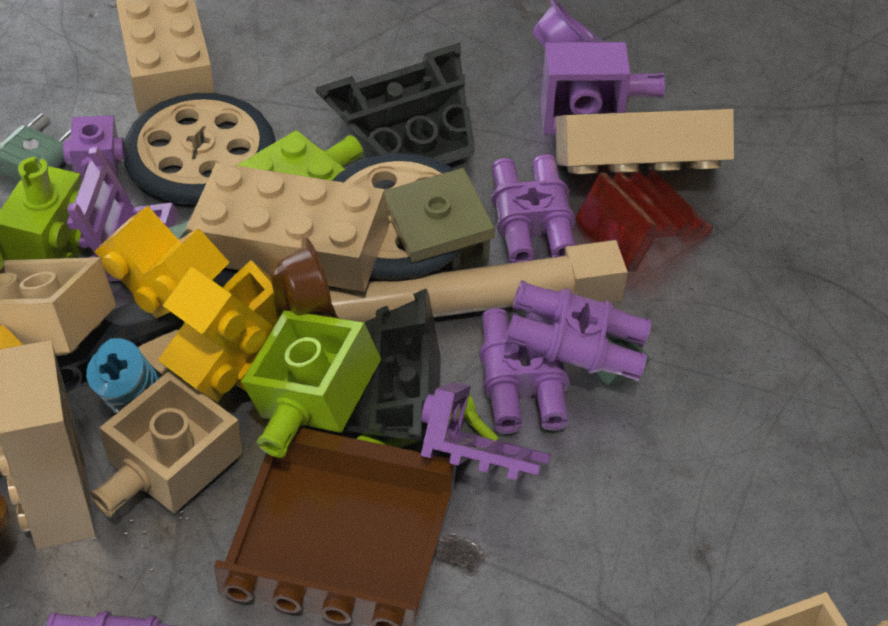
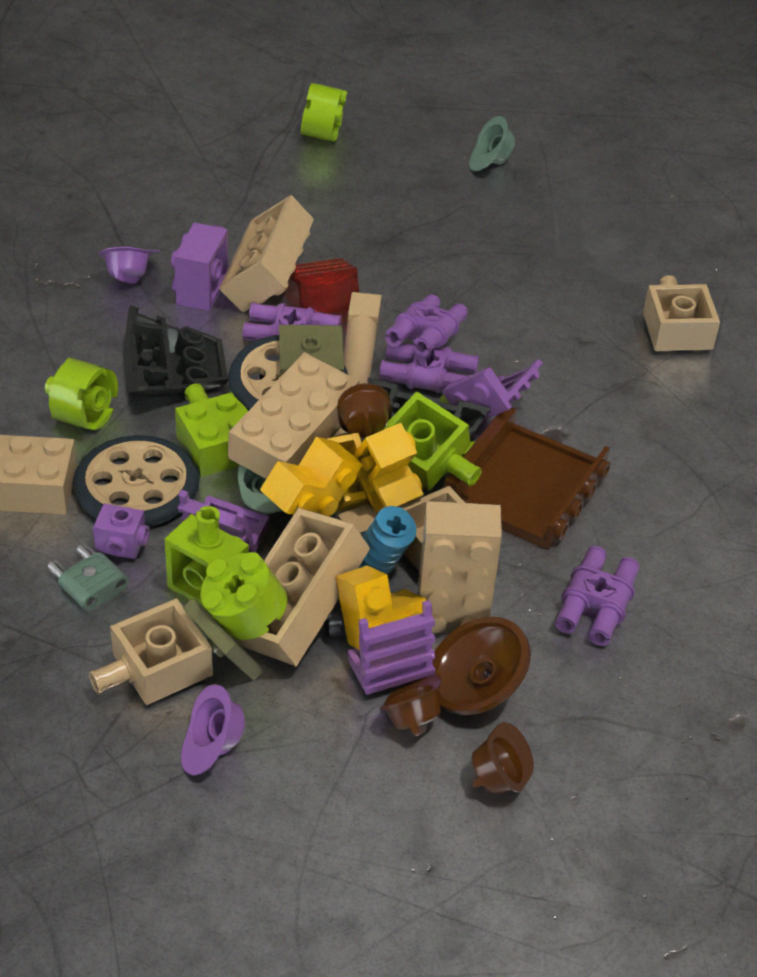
camera: 75 degrees left, 5 degrees down
(299, 54) = (82, 394): none -> lime brick

